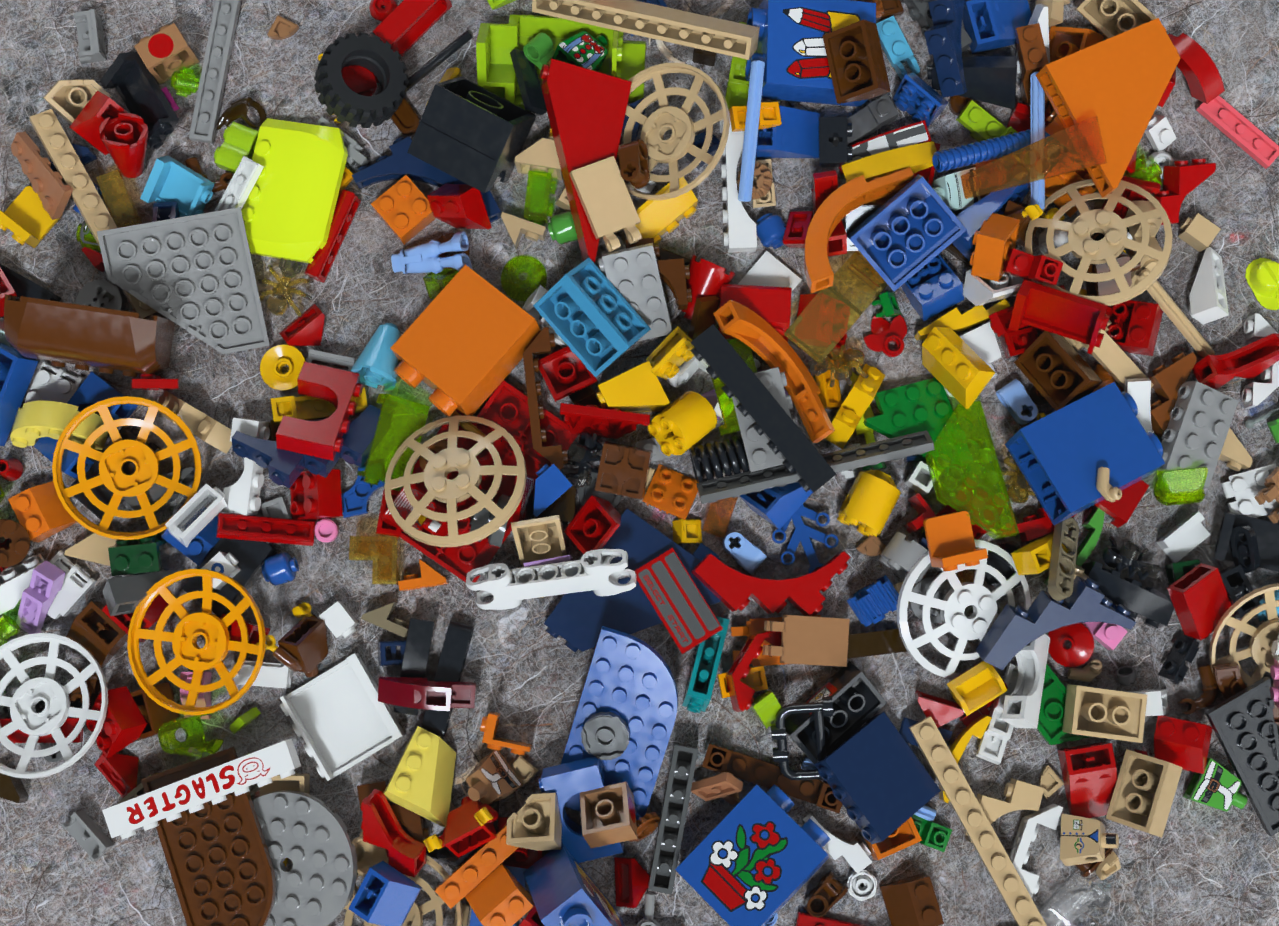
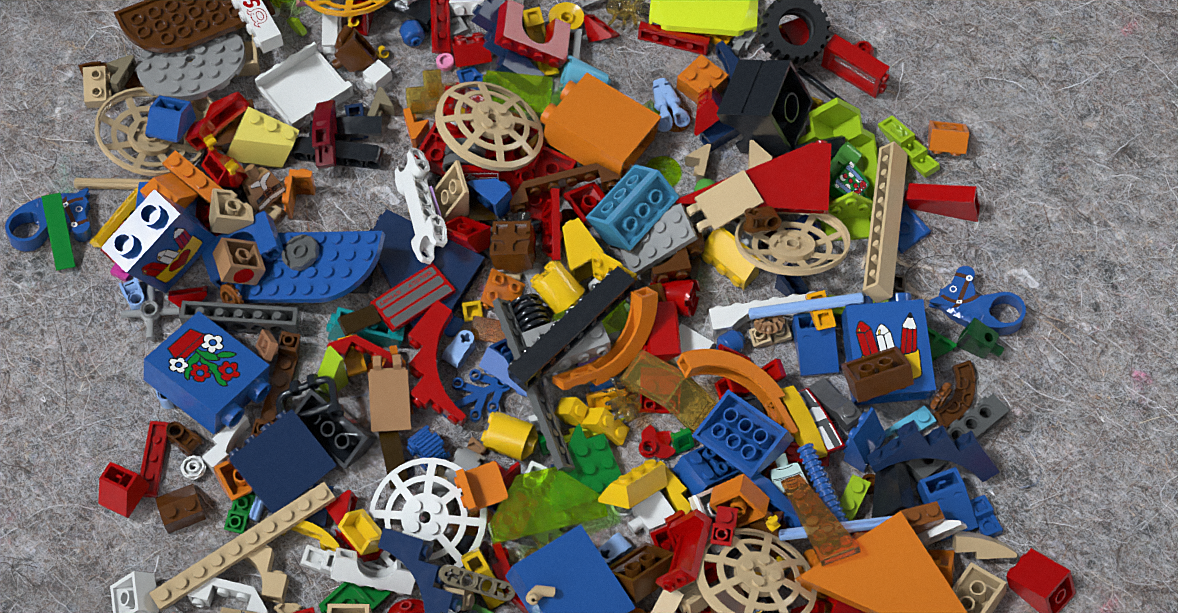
camera: 85 degrees right, 20 degrees down
(538, 196) = (725, 168): clear neon green brick -> none
(707, 669) = (359, 320): none -> dark brown tile
(828, 130) = (814, 379): black brick -> none

